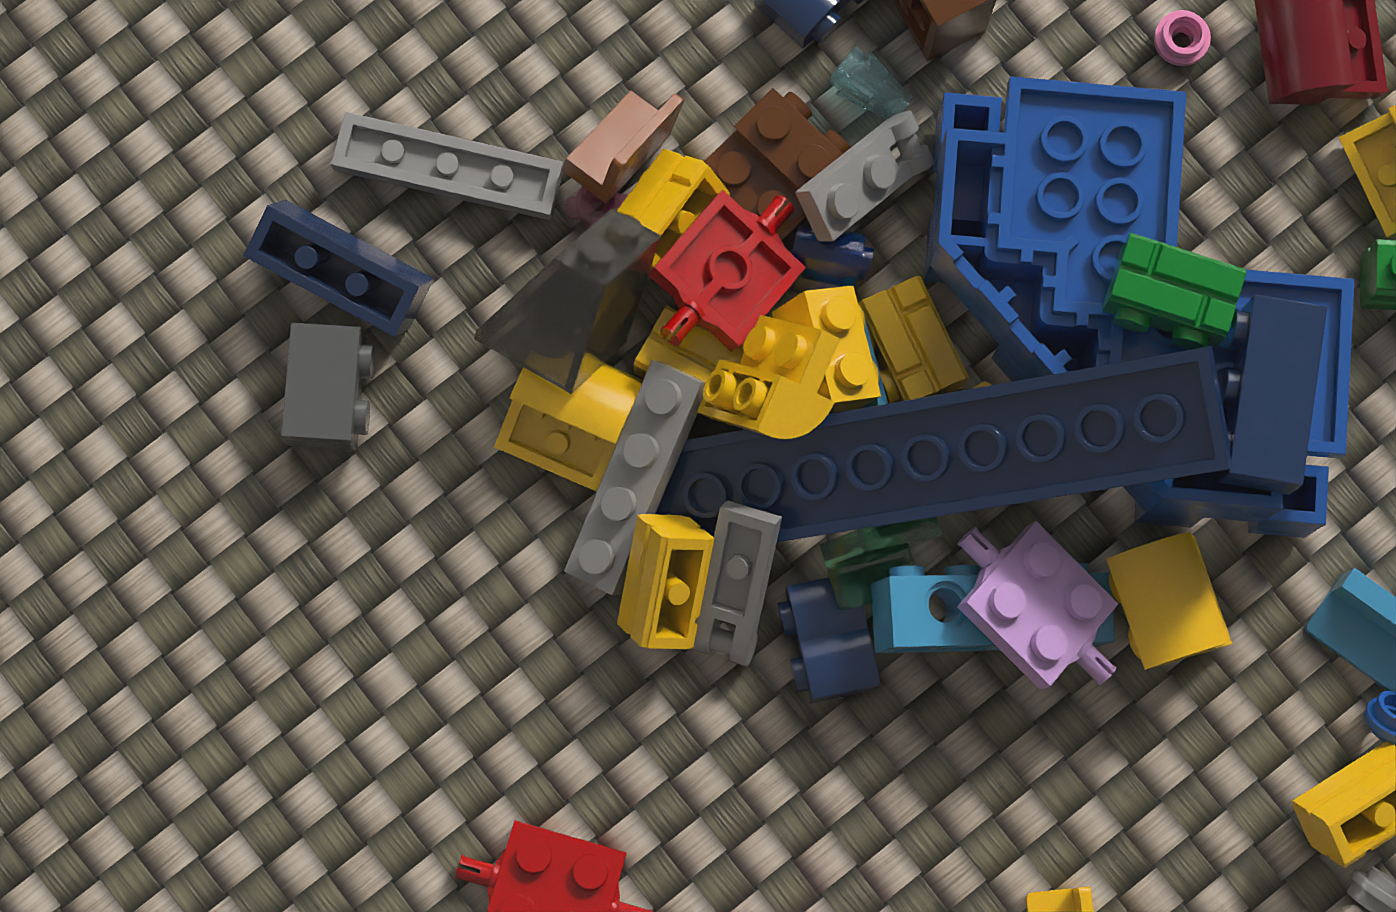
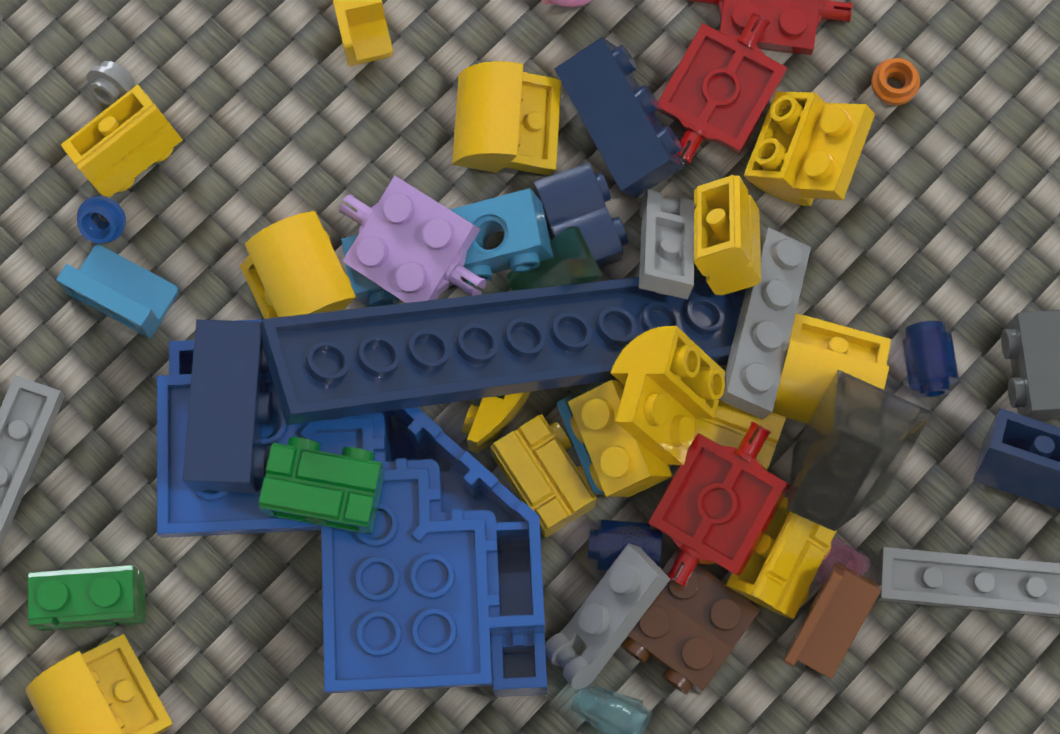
camera: 175 degrees right, 5 degrees down
(404, 762) = (898, 69): none -> orange plate
(454, 417) = (930, 358): none -> clear blue brick
(546, 685) = (808, 147): none -> yellow brick
(636, 780) = (721, 88): none -> red plate
(765, 755) = (620, 116): none -> dark blue brick
(900, 774) = (506, 119): none -> yellow brick

